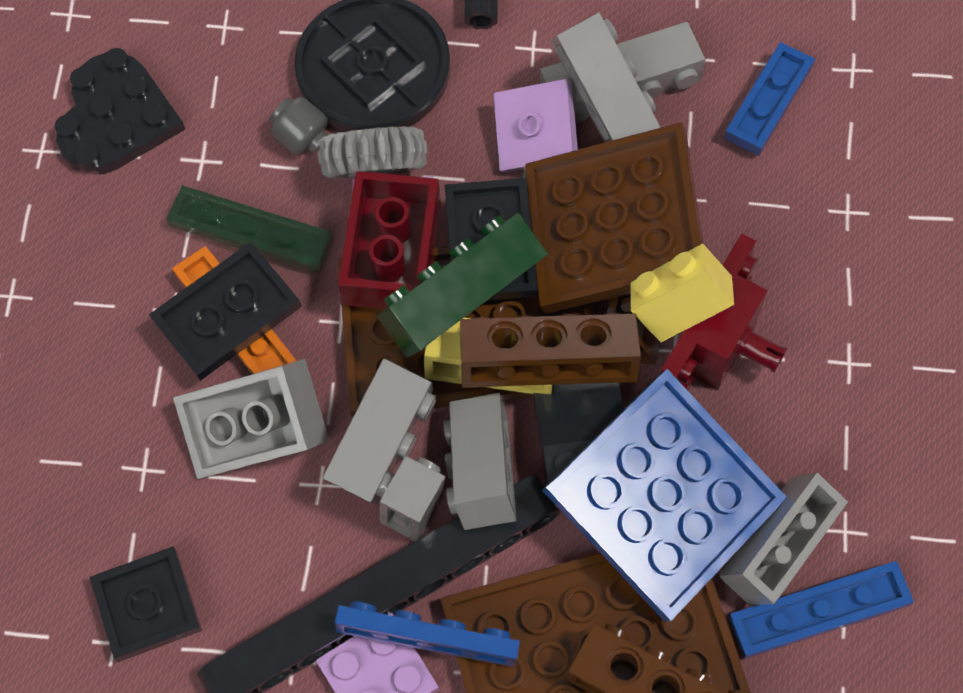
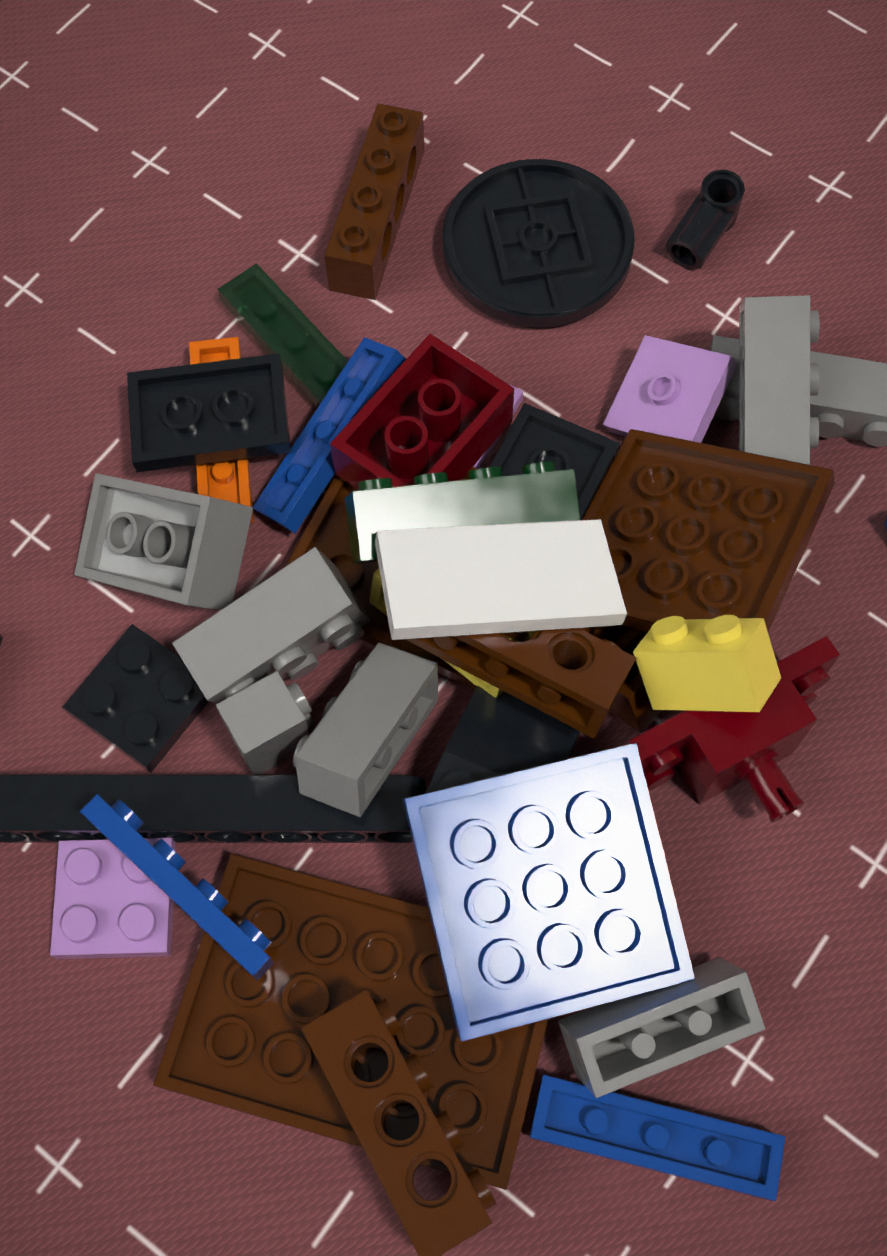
camera: 30 degrees right, 0 degrees up
(115, 114) = (243, 163): black plate -> none
(239, 94) = (375, 202): none -> reddish brown brick
(298, 125) = (416, 265): dark grey head -> none
(304, 534) = (138, 698): none -> black plate
(319, 276) = (310, 464): none -> blue plate
(372, 150) = (470, 326): light grey gear -> none
(517, 312) = (498, 579): none -> white tile

